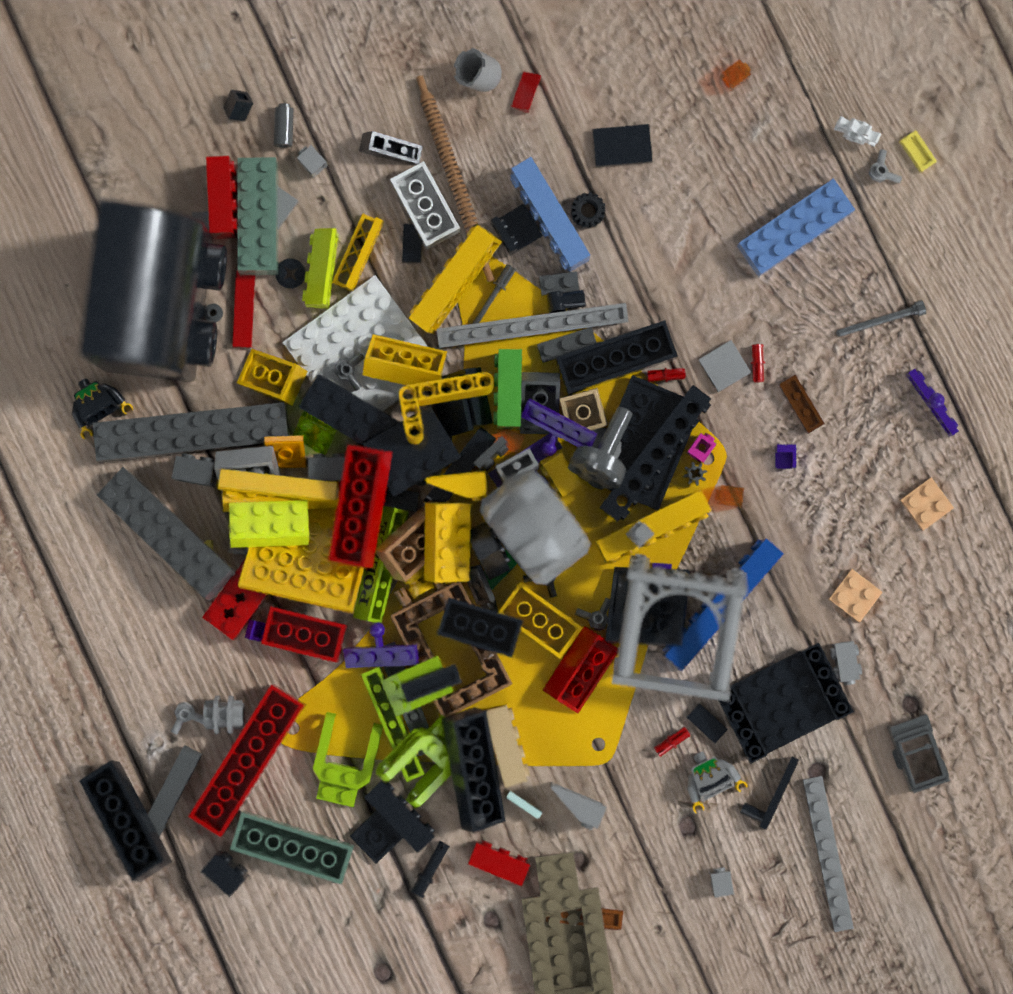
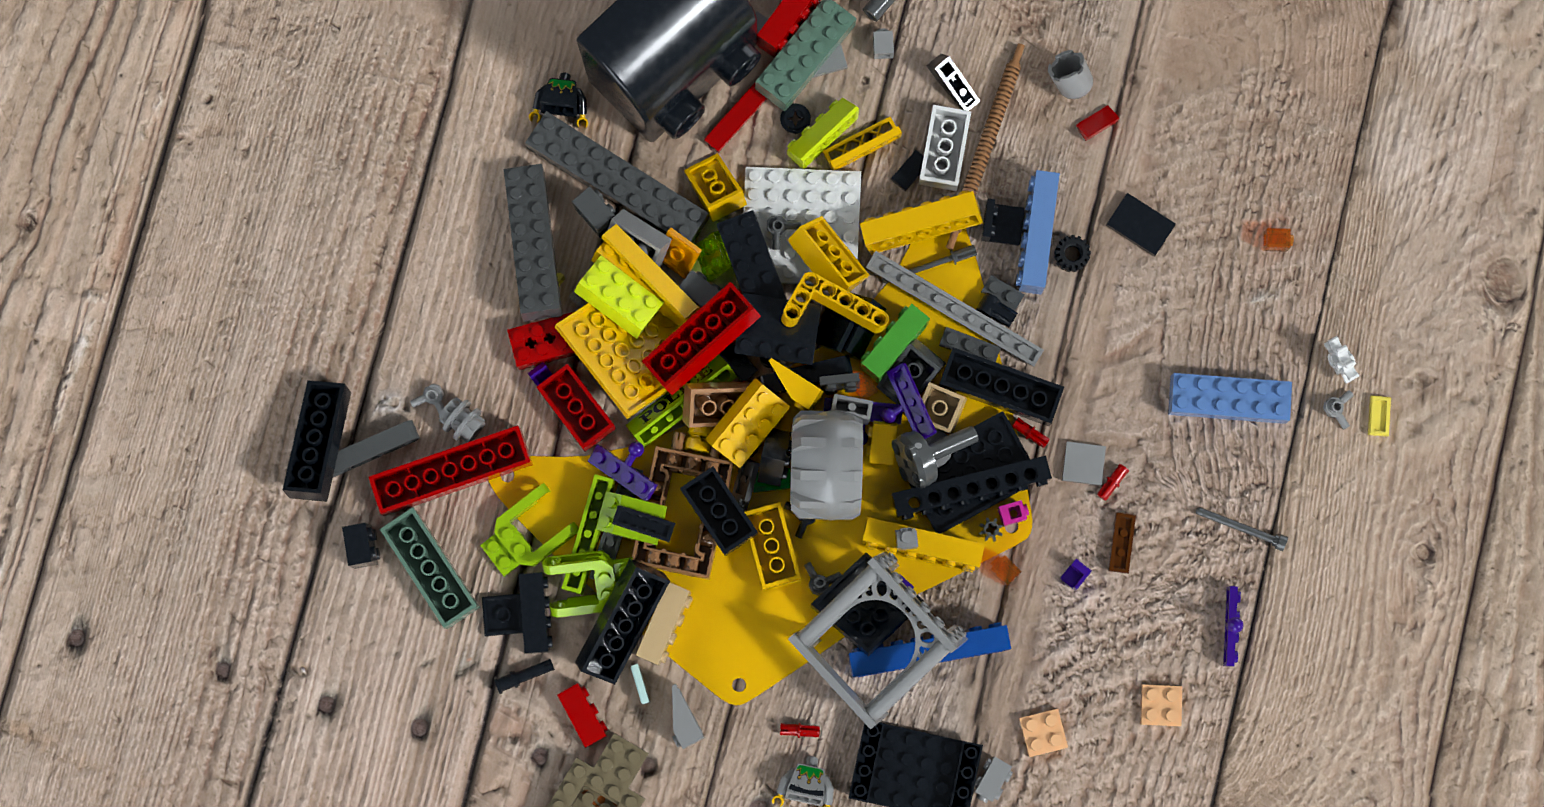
camera: 45 degrees right, 5 degrees down
(217, 317) = (710, 107): dark grey plate -> none
(581, 669) = (772, 613): red slope -> none
(707, 723) = (840, 738): black tile -> none

